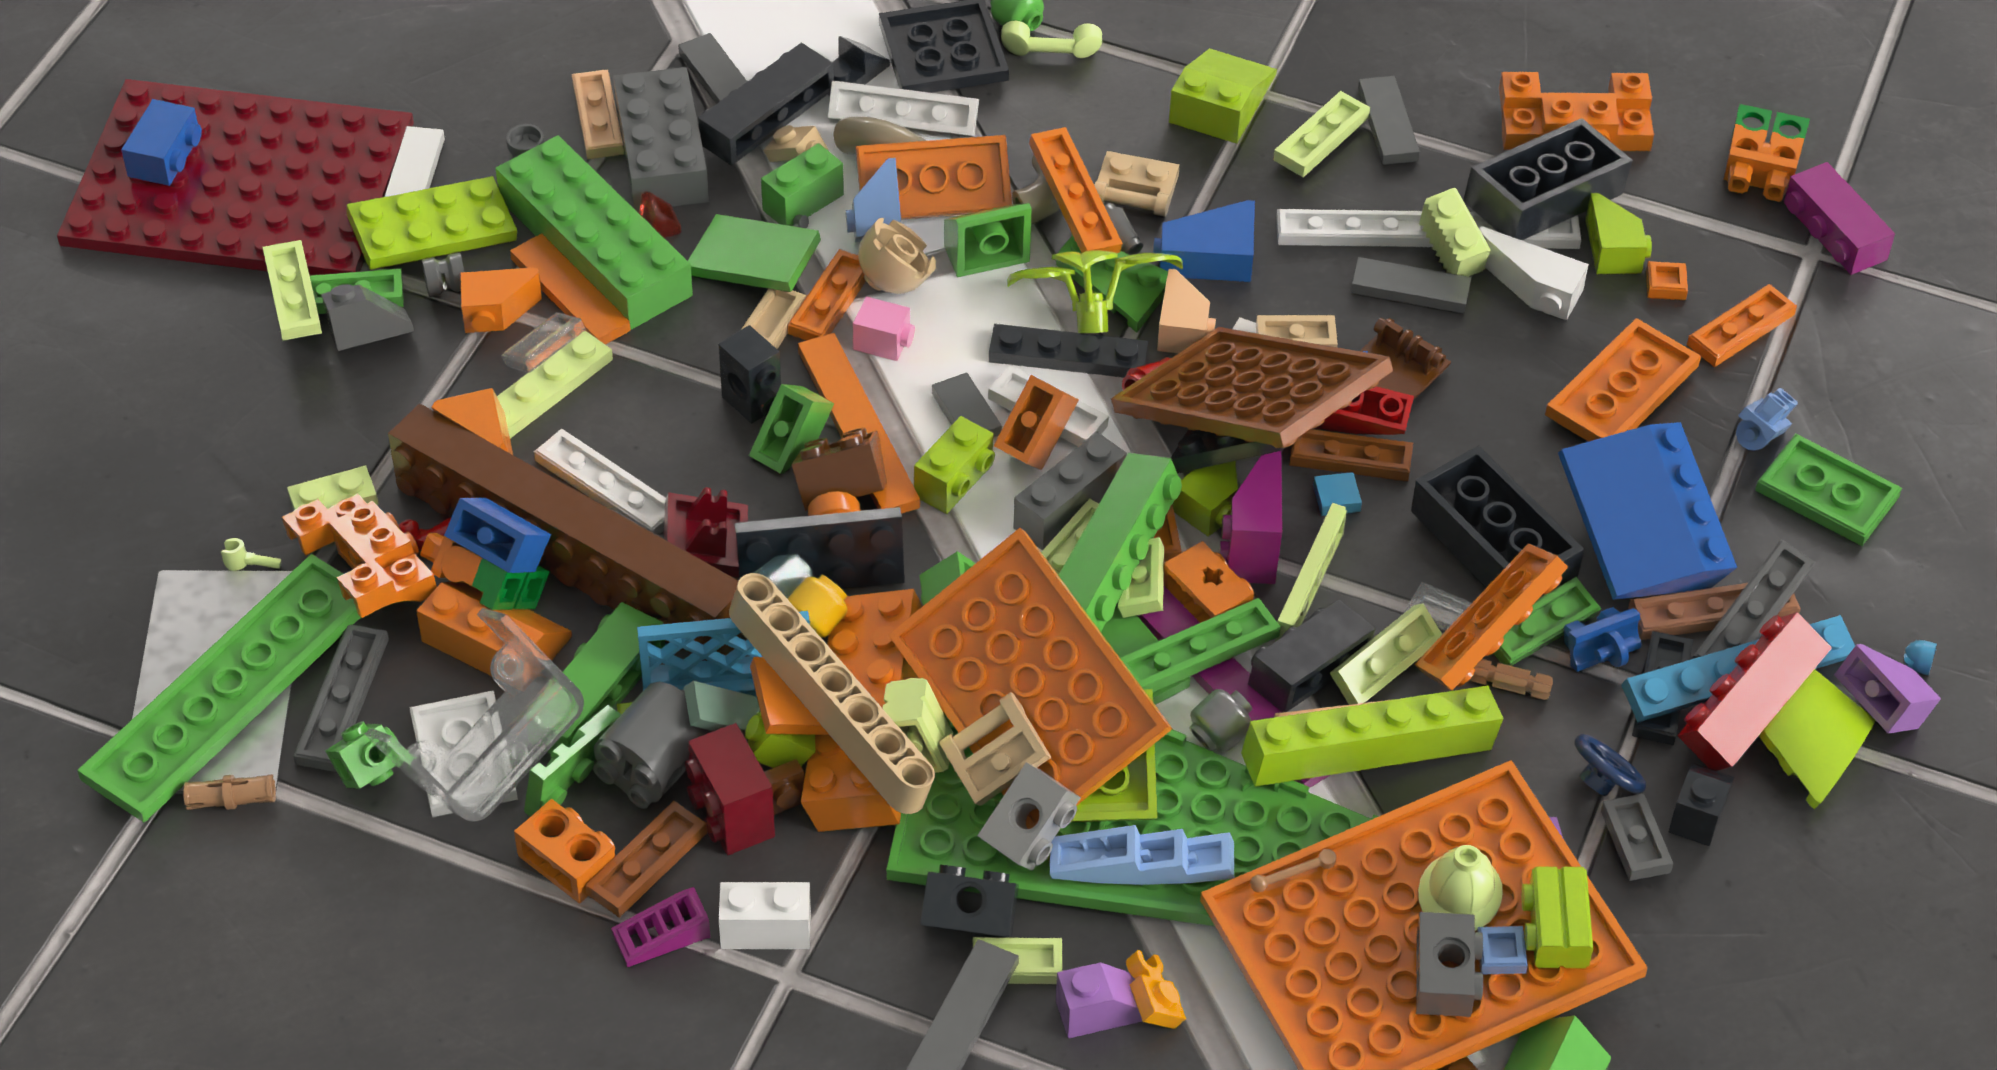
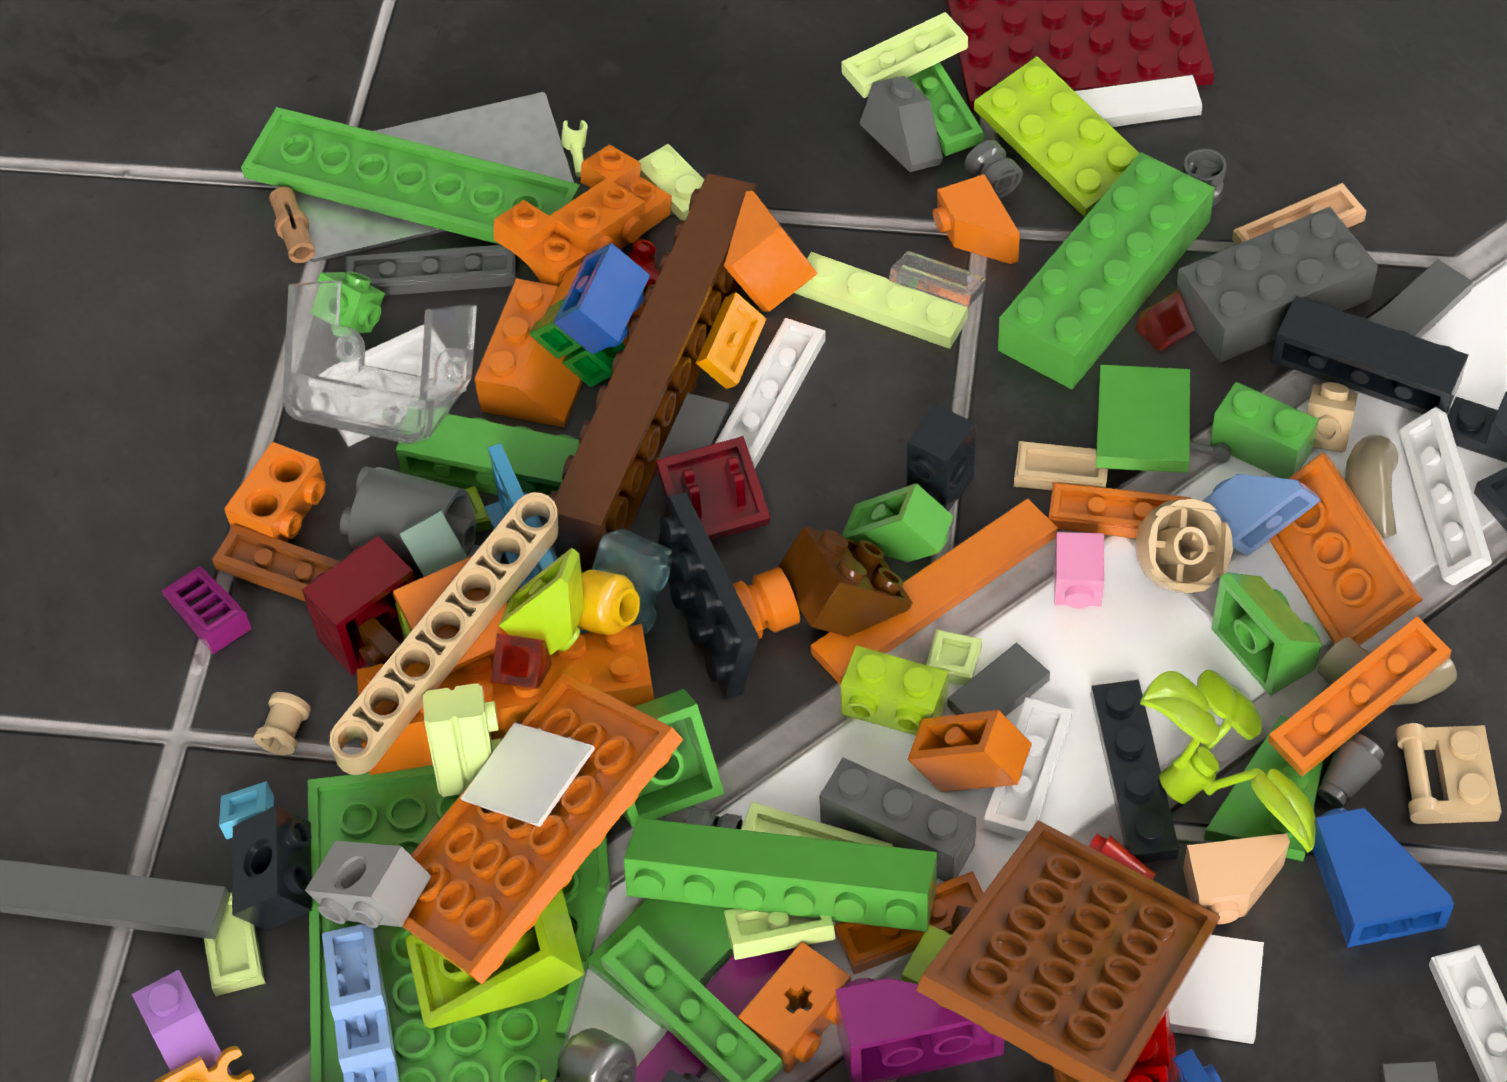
camera: 80 degrees right, 5 degrees up
(567, 763) = (348, 456): bright green wing -> none
(571, 289) = (983, 319): orange tile -> none
(764, 915) = (226, 686): white brick -> none
(823, 885) = (282, 723): none -> tan bush
(832, 612) = (549, 605): none -> lime slope
(866, 661) = (520, 661): none -> clear red slope
(897, 922) = (243, 805): none -> medium azure plate
(923, 428) = (955, 654): none -> yellowish green tile
(985, 666) = (527, 774): none -> white window
(1001, 760) = (427, 832): tan plate -> none
(1305, 328) = (1244, 1010): tan plate -> none

